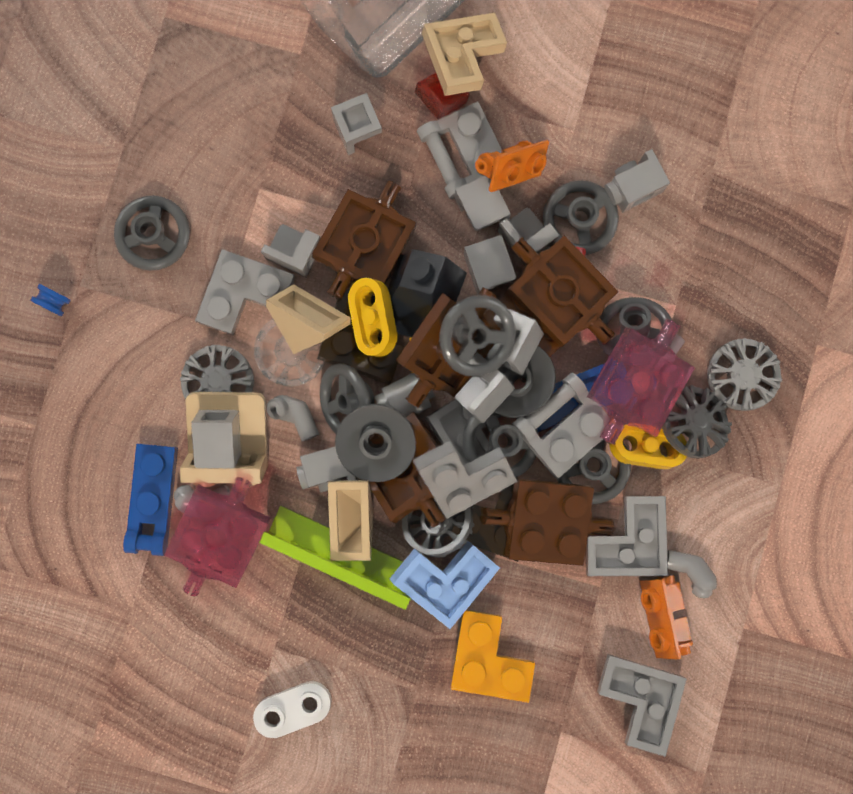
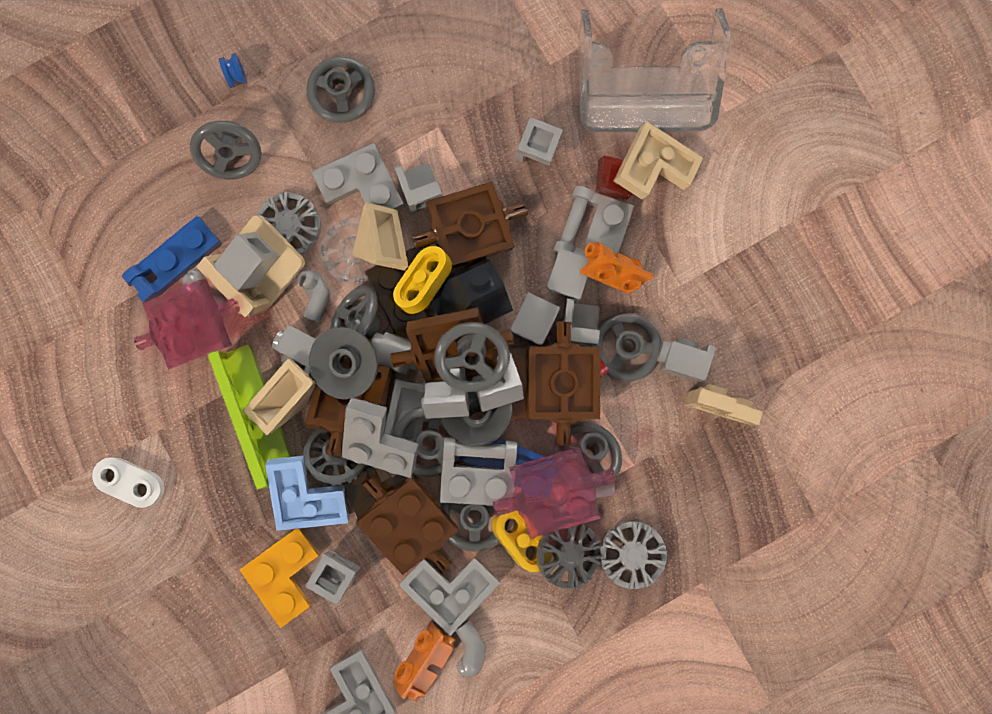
camera: 40 degrees right, 0 degrees up
(102, 361) = (227, 141): none -> dark grey piece
(532, 619) = (333, 576): none -> light grey brick
(696, 190) = (716, 402): none -> tan plate

